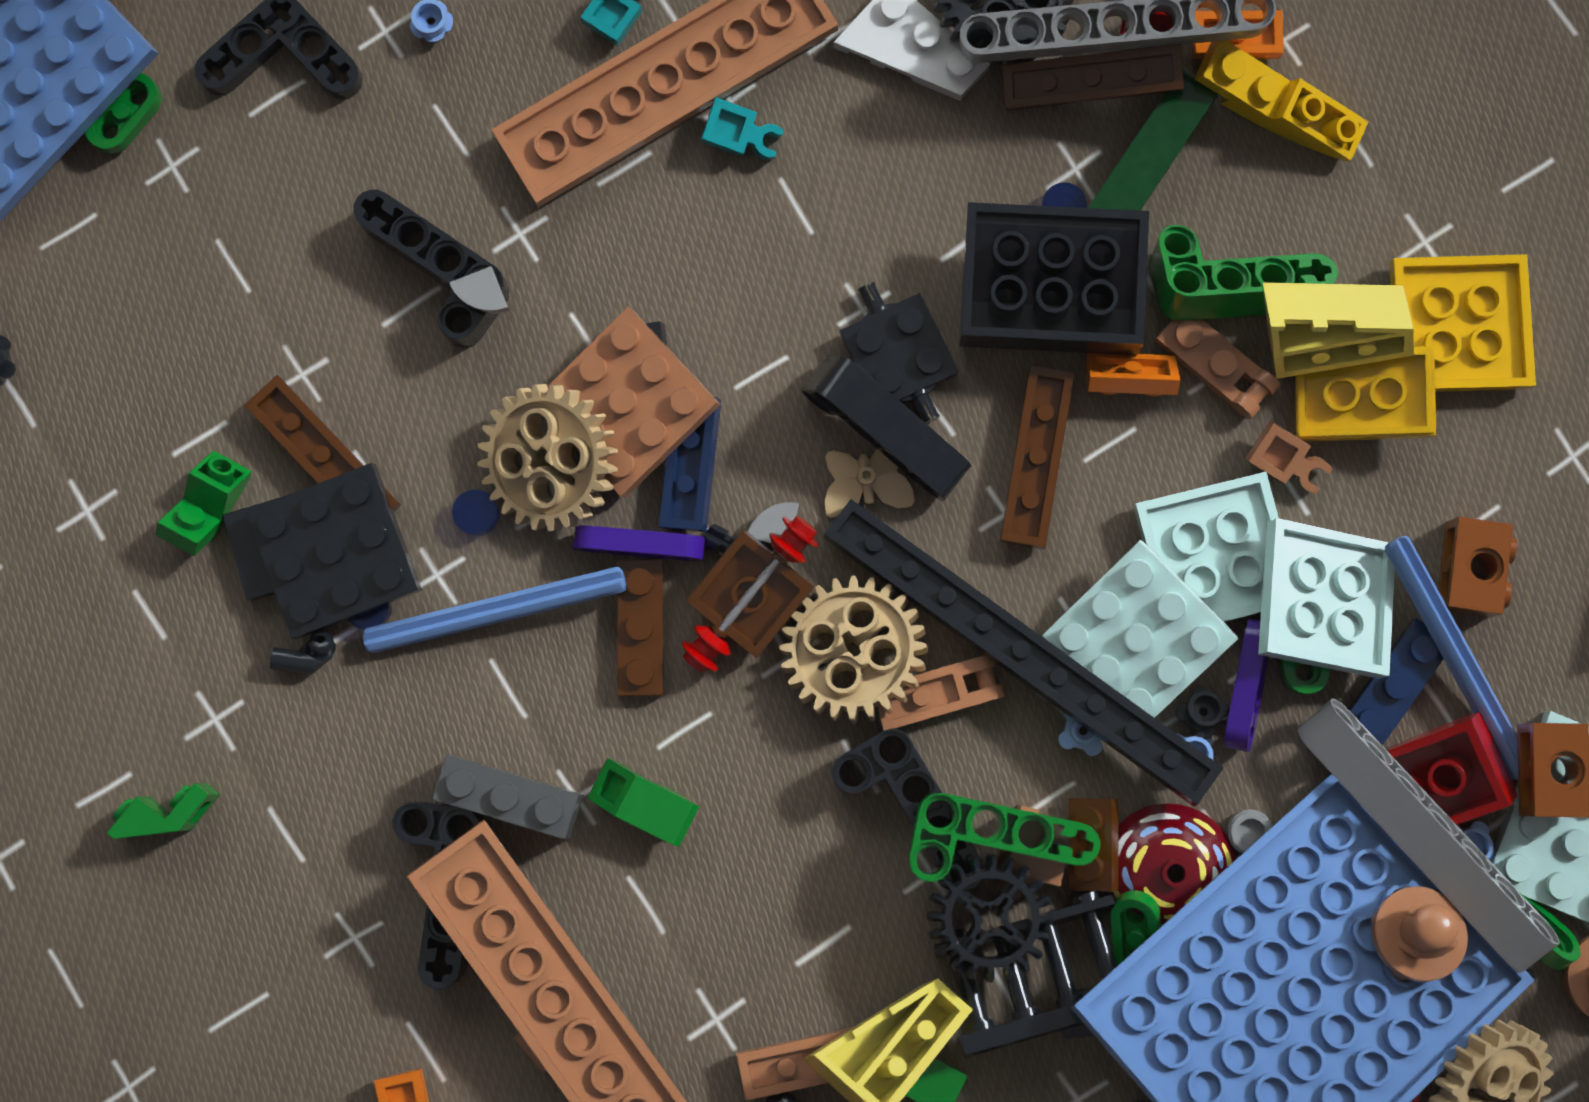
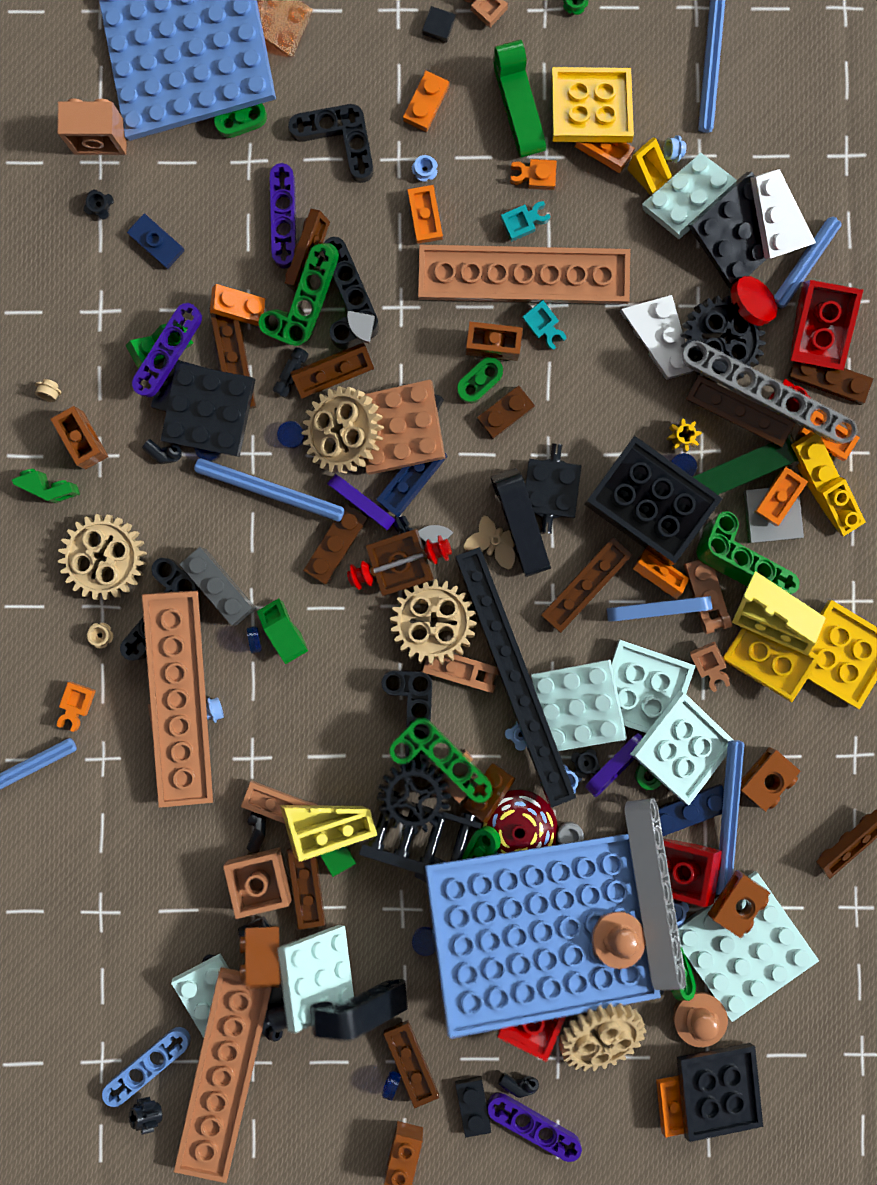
camera: 35 degrees right, 5 degrees up
(79, 672) = (47, 390): none -> tan plate
(106, 360) = (156, 241): none -> dark blue plate
(170, 709) = (79, 437): none -> dark orange brick
(230, 502) = (171, 353): none -> dark purple beam
(269, 869) = (80, 547): none -> tan gear
(271, 209) = (282, 215): none -> dark purple beam
(283, 375) = (236, 304): none -> orange plate
(336, 238) = (313, 233): none -> reddish brown plate
(366, 981) = (93, 632): none -> tan plate
(370, 295) = (304, 292): none -> green beam
(419, 423) = (282, 388): none -> black axle
(472, 83) = (425, 214): none -> orange plate
(478, 382) = (332, 370): none -> reddish brown plate
(609, 841) = (254, 639): none -> clear blue tile
(616, 982) = (214, 709): none -> light blue plate
(683, 197) = (494, 341): none -> dark orange brick
(698, 266) = (479, 380): none -> green plate
(764, 287) = (505, 412): none -> reddish brown plate
(1038, 172) = (680, 441): none -> yellow gear
(1162, 423) = (659, 608): none -> medium blue beam
(1227, 159) = (781, 496): none -> orange plate
(1233, 191) = (763, 531): none -> light grey tile

